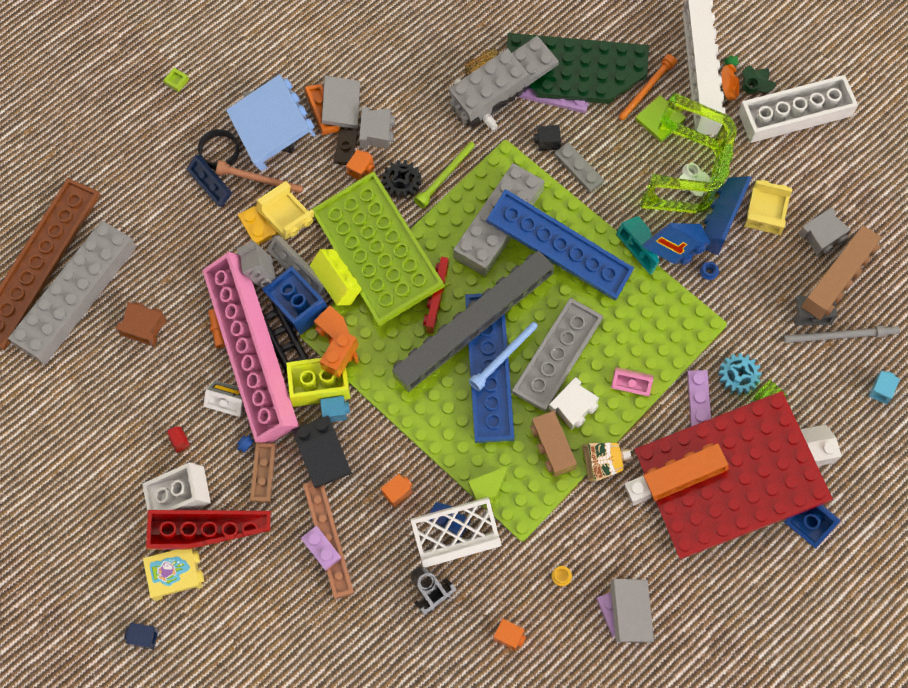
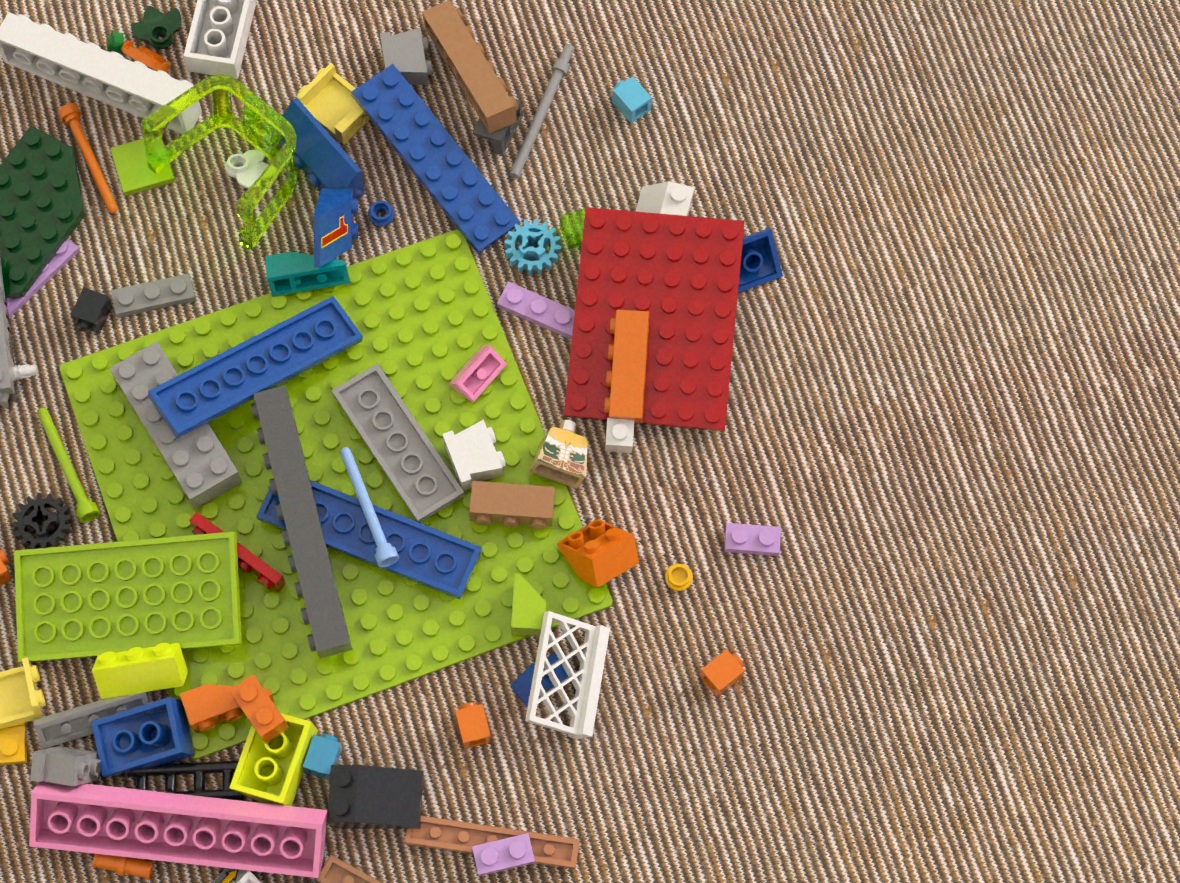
camera: 70 degrees left, 0 degrees up
(430, 590) = (623, 740): black pin -> none
(550, 515) = (599, 552): none -> orange slope
(631, 610) = (760, 515): light grey tile -> none
(764, 284) = (435, 158): none -> blue plate

